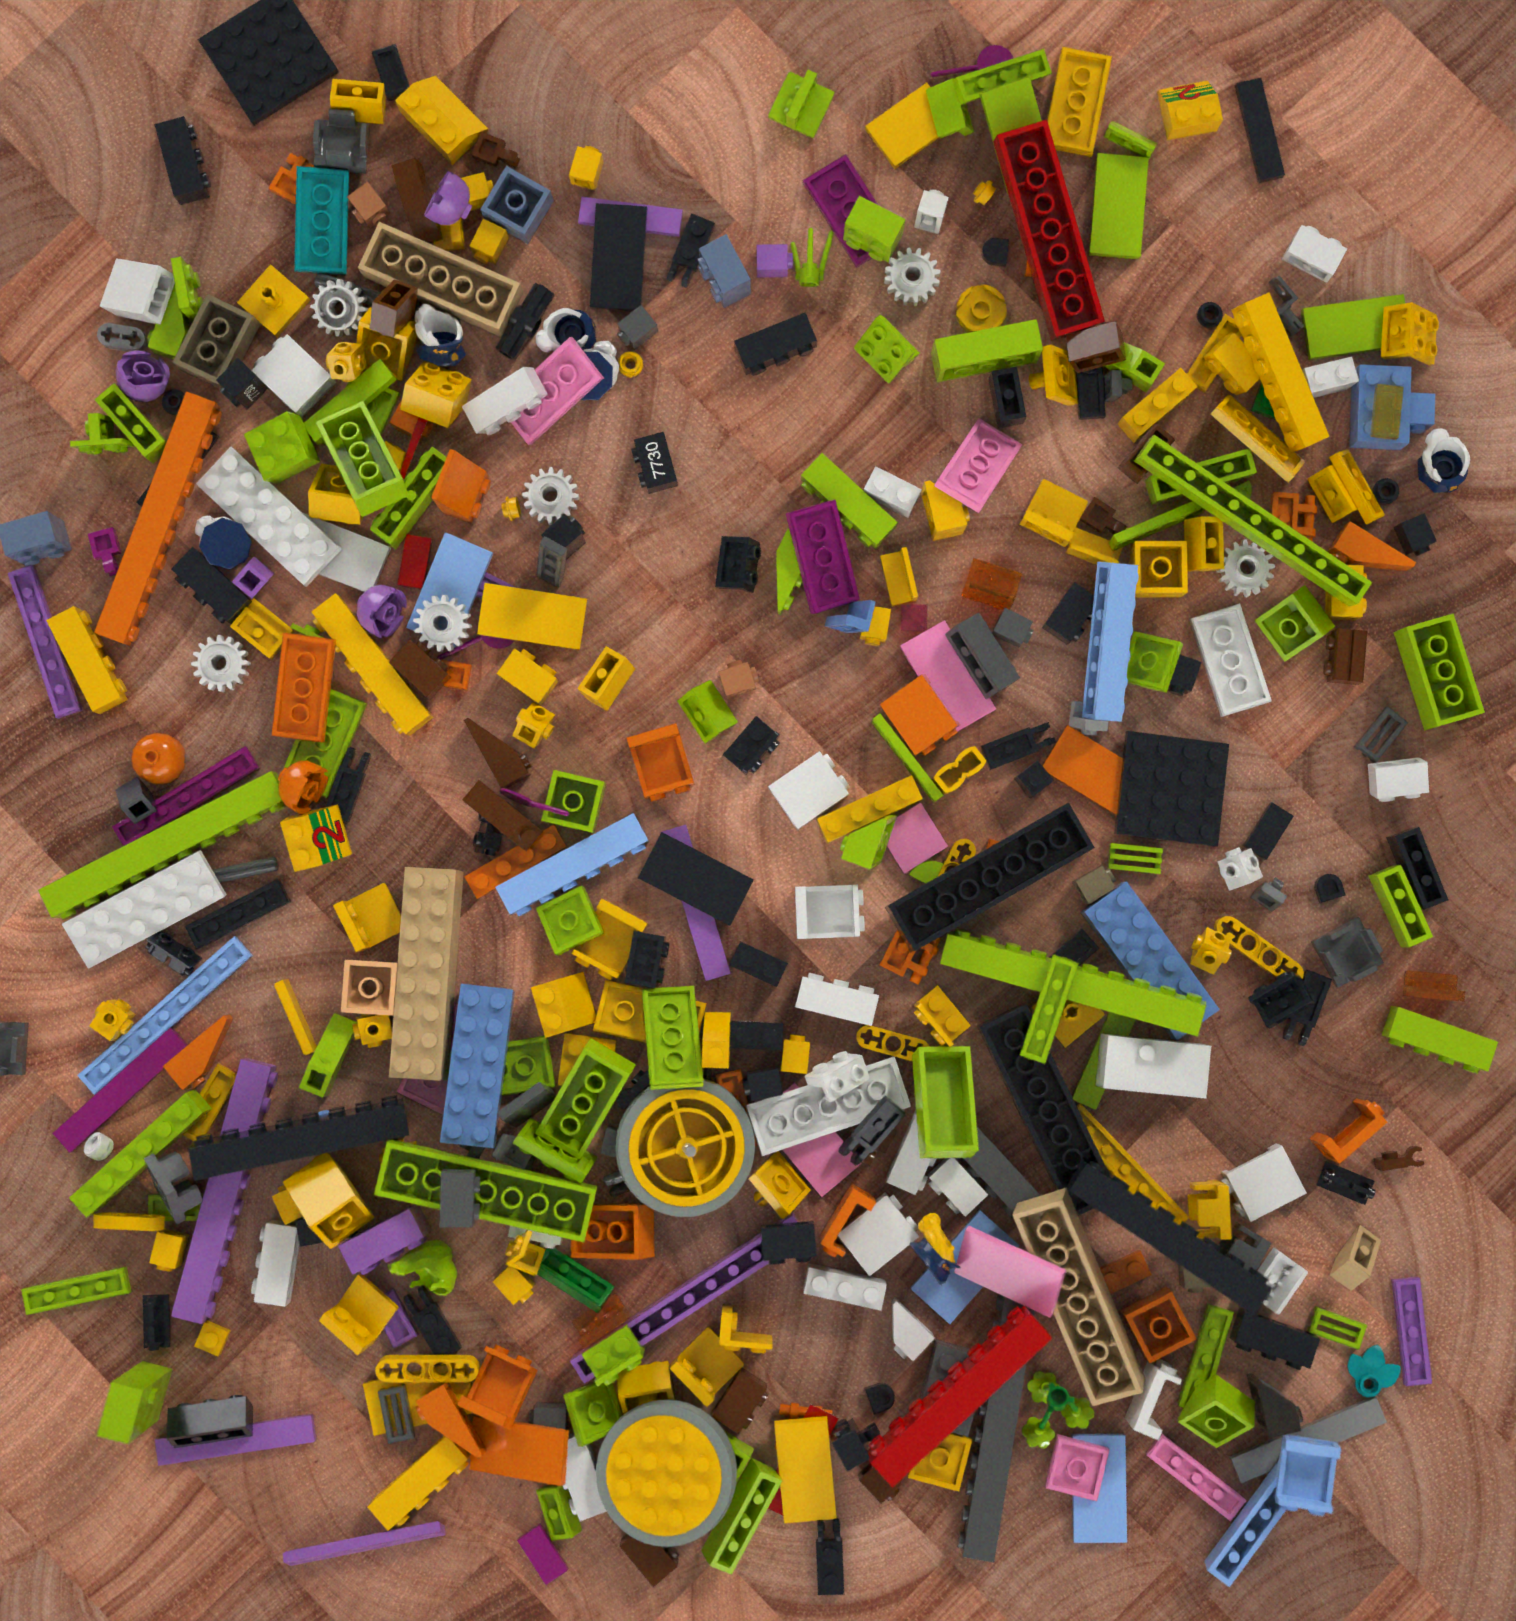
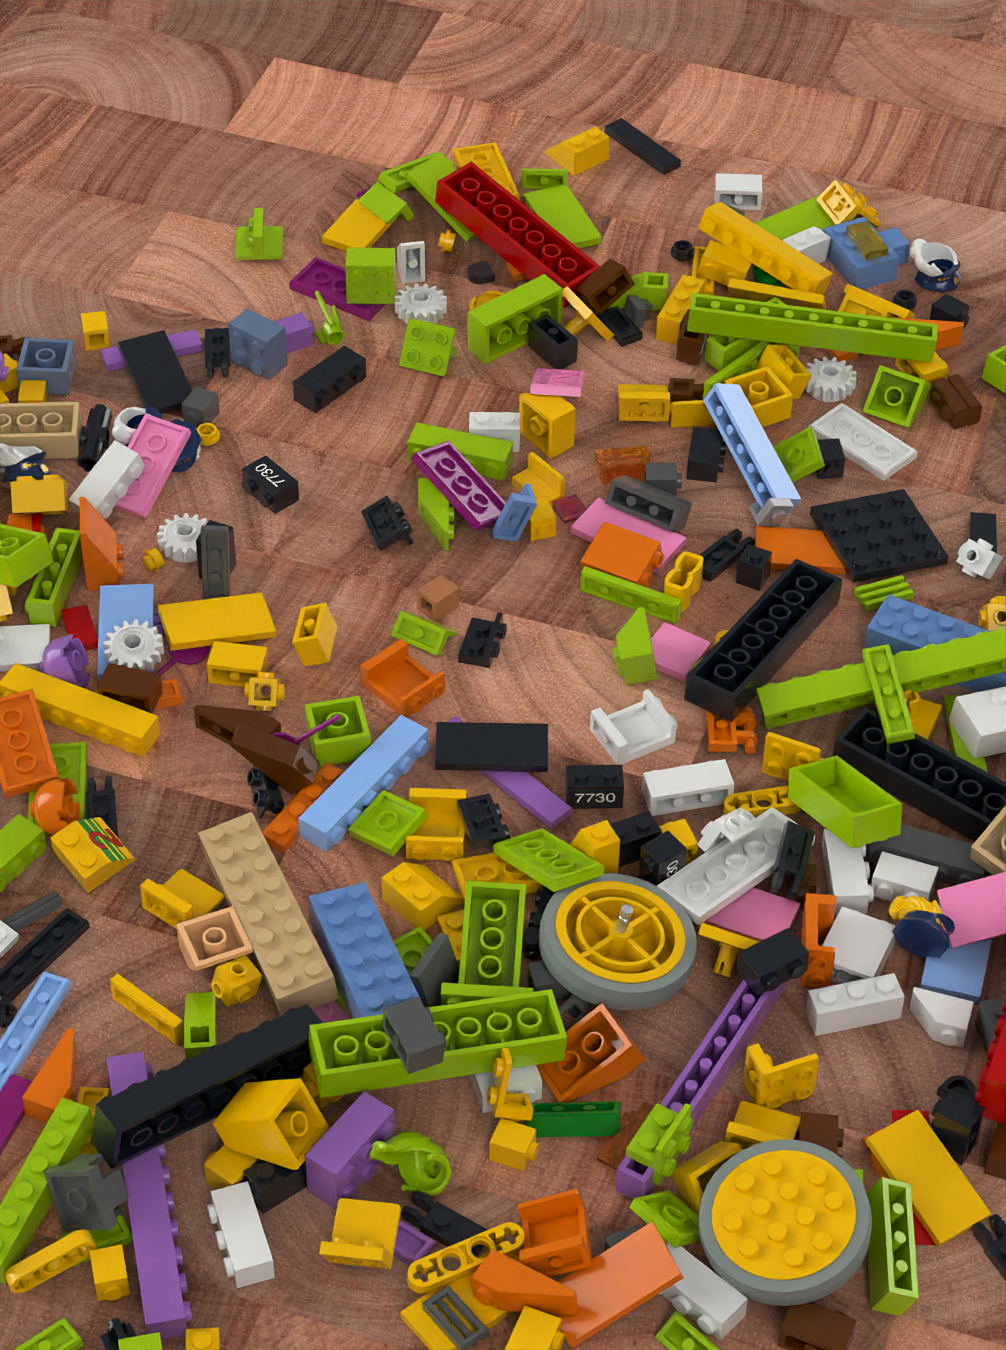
camera: 30 degrees left, 40 degrees down
(809, 789) = (555, 649): white brick -> none
(869, 809) = (597, 659): yellow brick -> none
(1095, 884) = (858, 618): dark tan brick -> none

